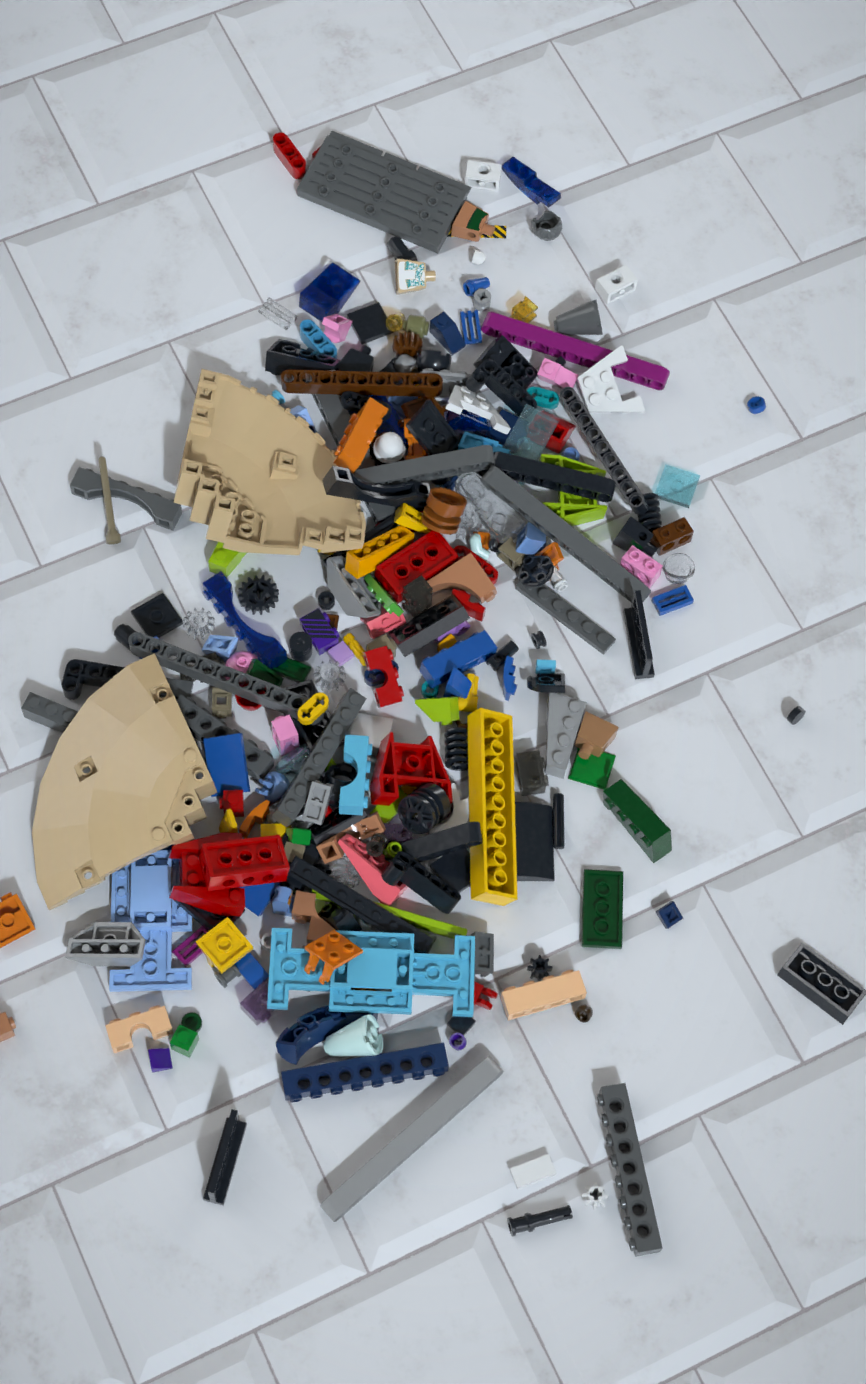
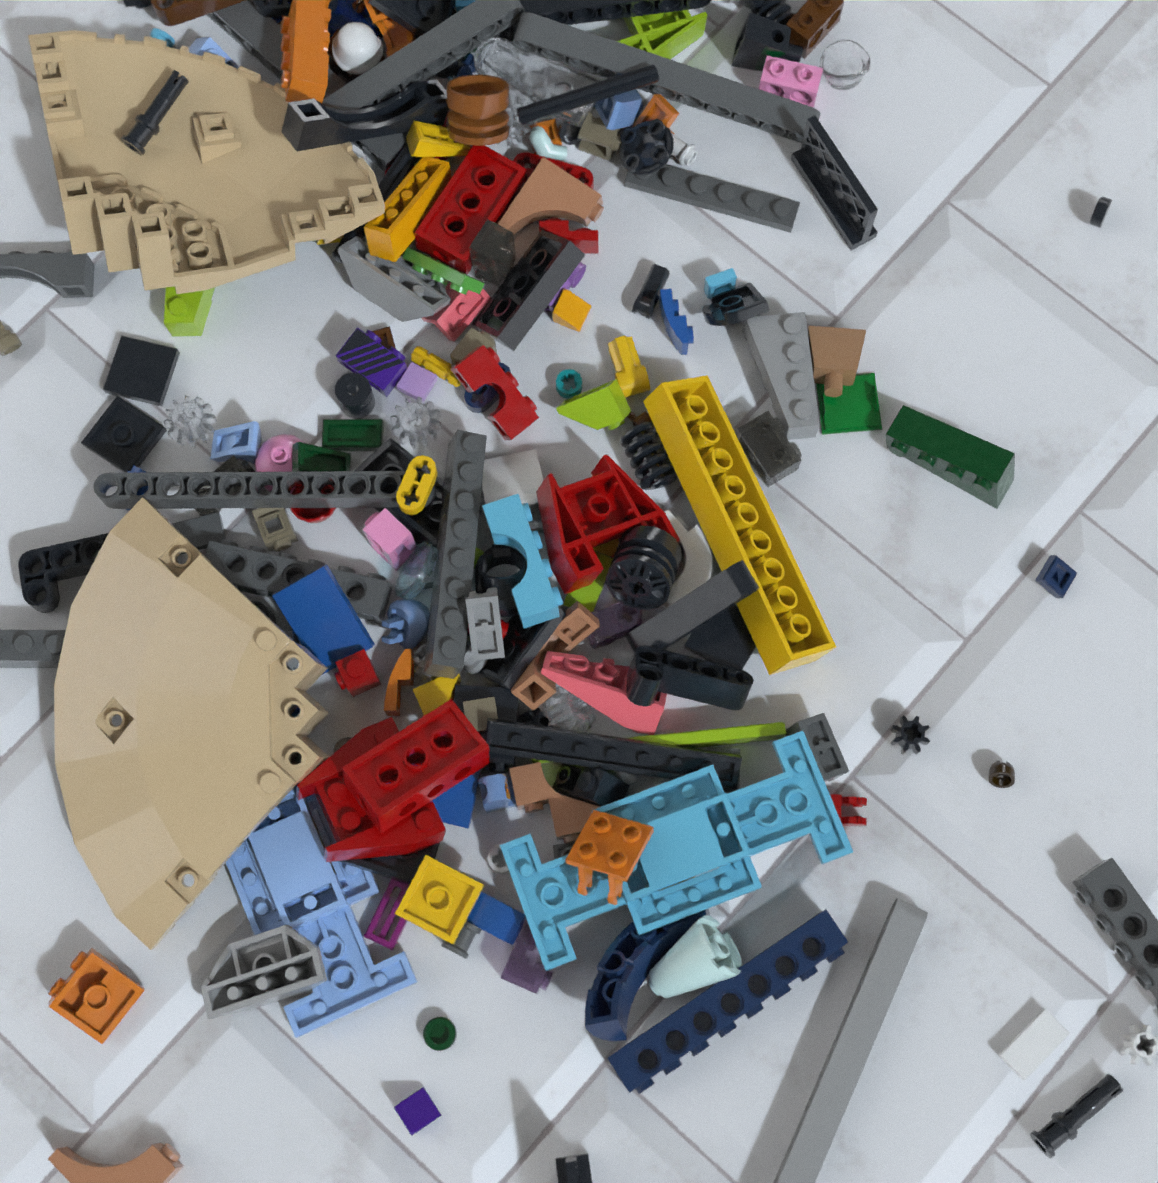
camera: 15 degrees left, 10 degrees up
(122, 635) = (83, 480): black brick -> none
(154, 1020) = (341, 1096): light nougat arch -> none
(182, 584) = (141, 371): none -> black tile
(184, 1041) = (442, 1069): green brick -> none
(228, 823) = (365, 711): yellow slope -> none
(248, 444) = (147, 123): none -> black pin
(248, 594) = (269, 332): black gear -> none
(266, 648) = (305, 419): clear blue arch -> none
(299, 836) = (477, 685): green slope -> none
(326, 594) = (356, 318): black bush -> none
(381, 841) = (598, 653): clear smoke bush -> none
(392, 849) = (622, 647): lime pin -> none
(457, 685) = (608, 362): blue slope -> none
(458, 1037) = (841, 888): dark purple hinge -> none
(461, 1024) = (834, 870): black tile -> none
(462, 655) = (590, 322): blue brick -> none
(512, 527) = (588, 94): none -> black axle
(534, 842) = (819, 548): black slope -> none
(538, 639) = (692, 247): black bush -> none
(543, 995) = (934, 774): light nougat brick -> none
(558, 821) = (838, 503): black axle -> none
(602, 909) = (957, 607): dark green tile -> none
(659, 606) = (829, 123): blue tile -> none

